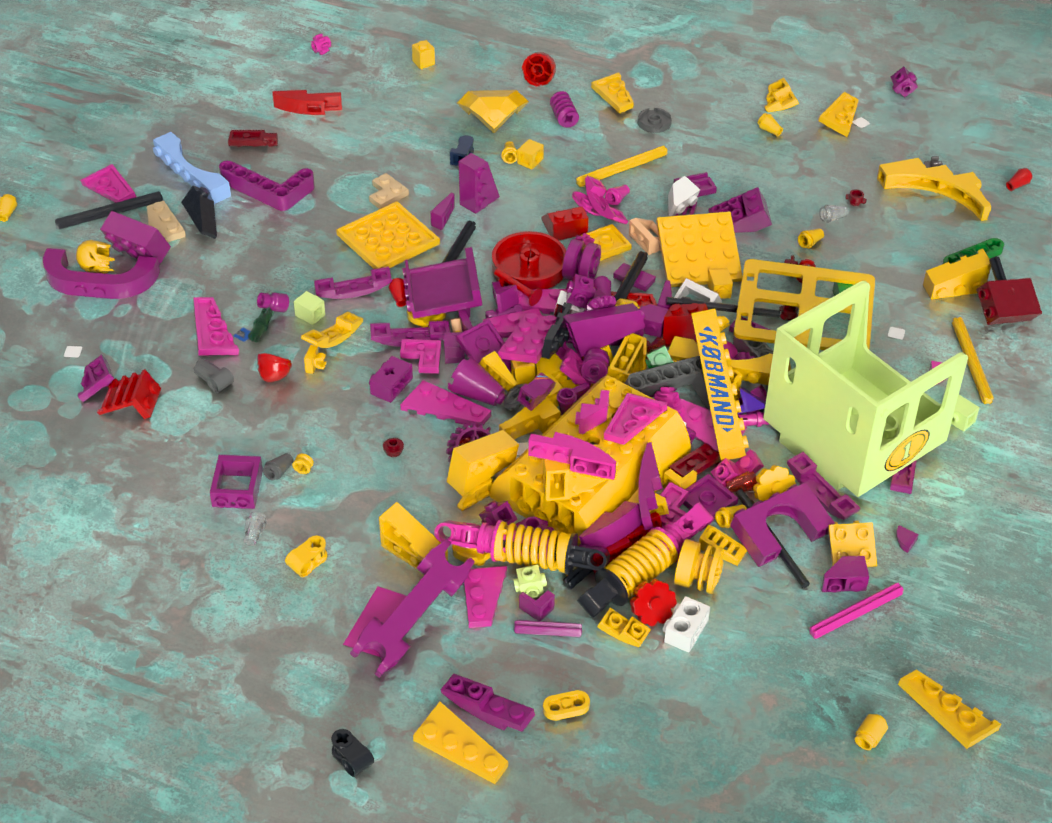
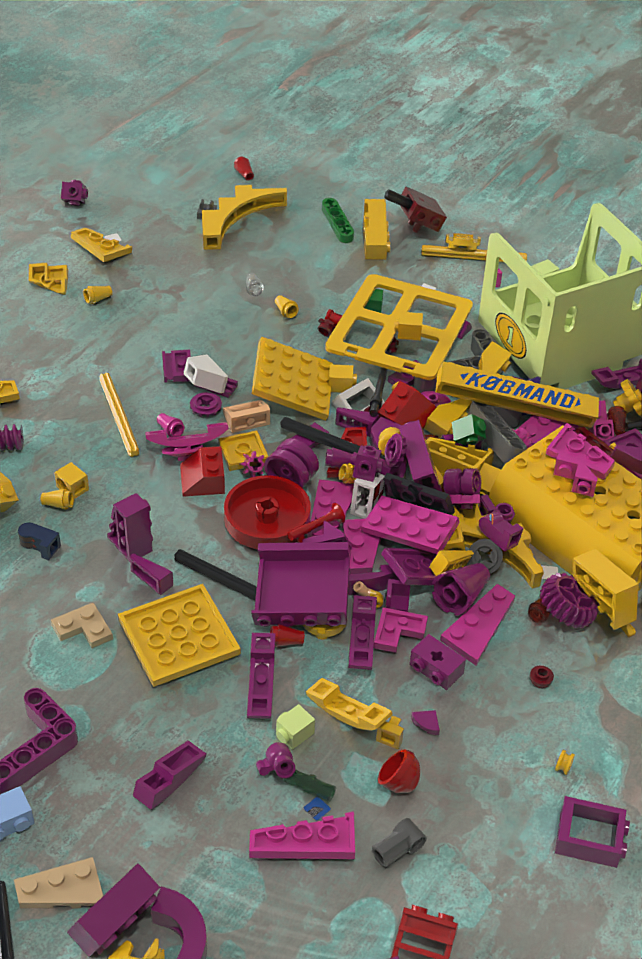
camera: 80 degrees left, 0 degrees up
(201, 210) = (59, 828): black slope -> none
(256, 252) = (168, 774): none -> magenta slope
(277, 467) = (566, 786): dark grey cone -> none
(332, 382) = (427, 721): none -> magenta tile
(653, 206) = (206, 399): none -> magenta gear
(654, 120) = (45, 375): dark grey tile -> none
(747, 211) = (236, 341): magenta slope -> none
(792, 303) = (409, 326): none -> yellow brick
(856, 197) = (234, 266): dark red plate -> none
(982, 344) = (463, 240): none -> yellow plate

